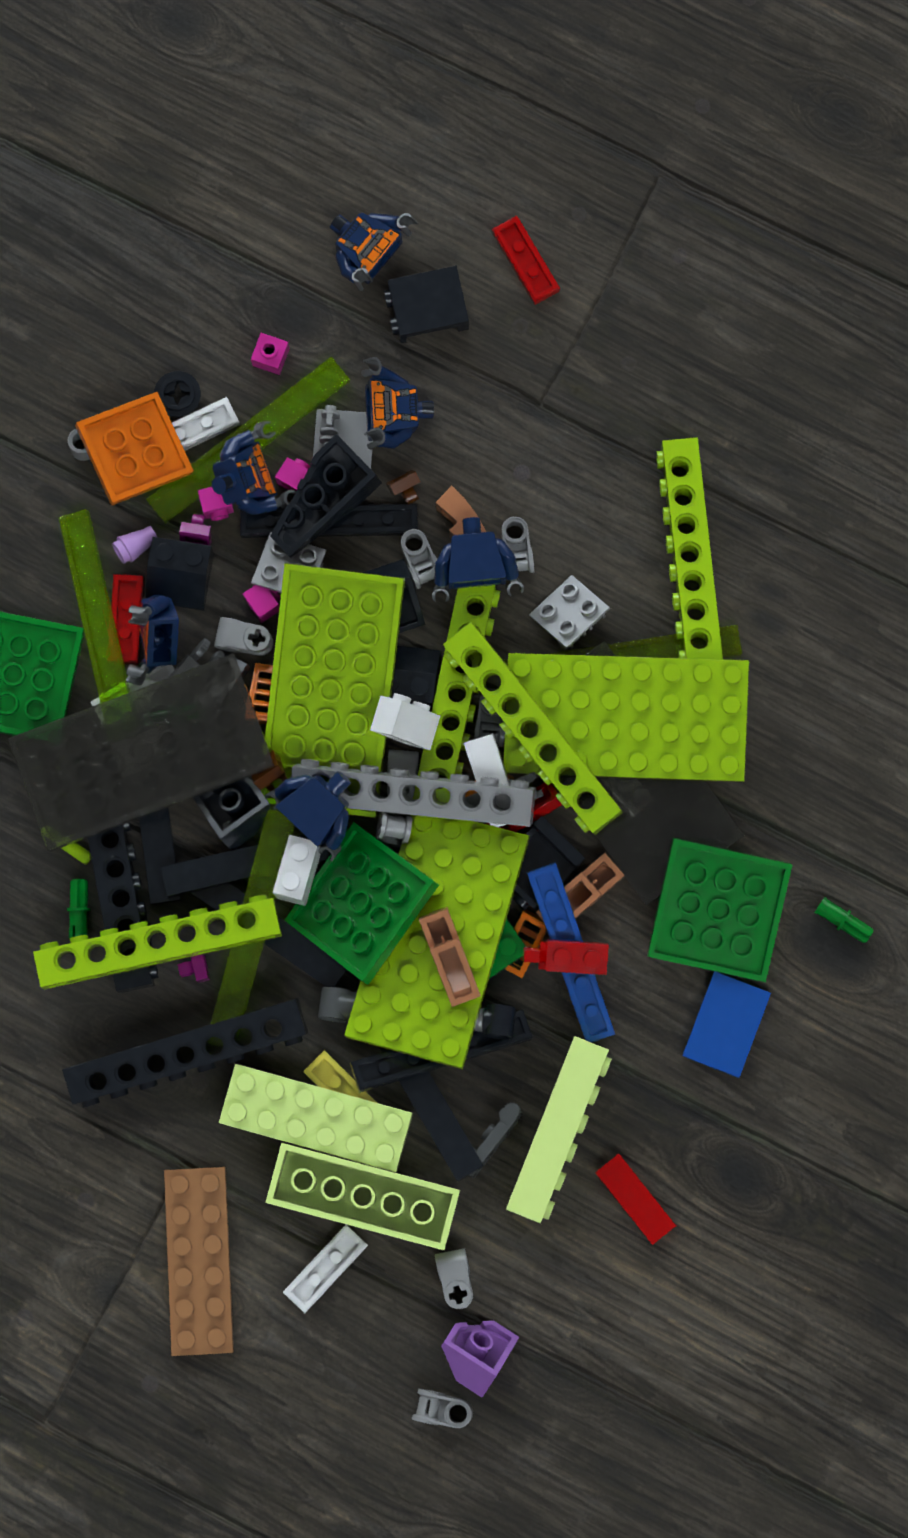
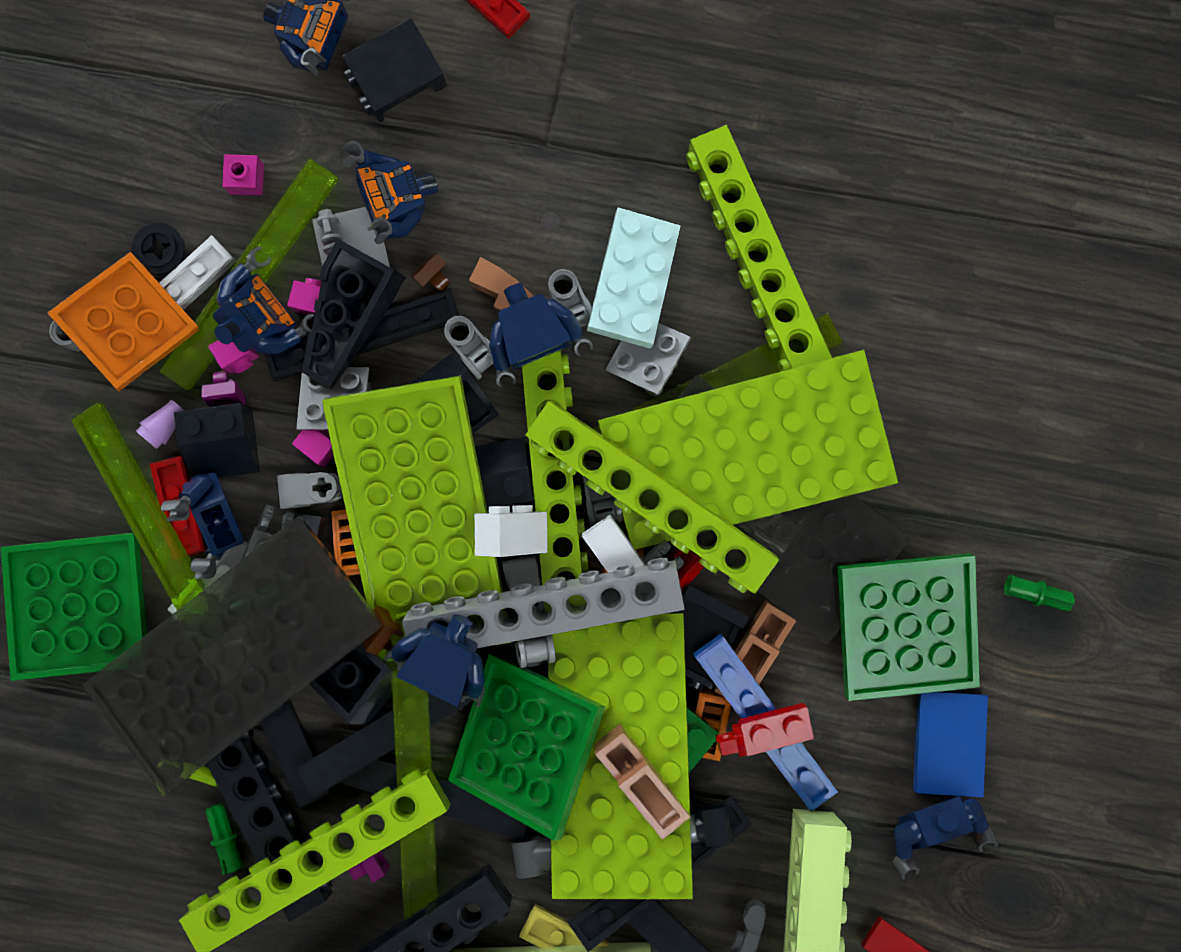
camera: 20 degrees left, 5 degrees up
(297, 870) = (443, 732): white brick -> none
(577, 543) = (633, 278): none -> light aqua plate
(691, 1083) = (936, 825): none -> dark blue torso

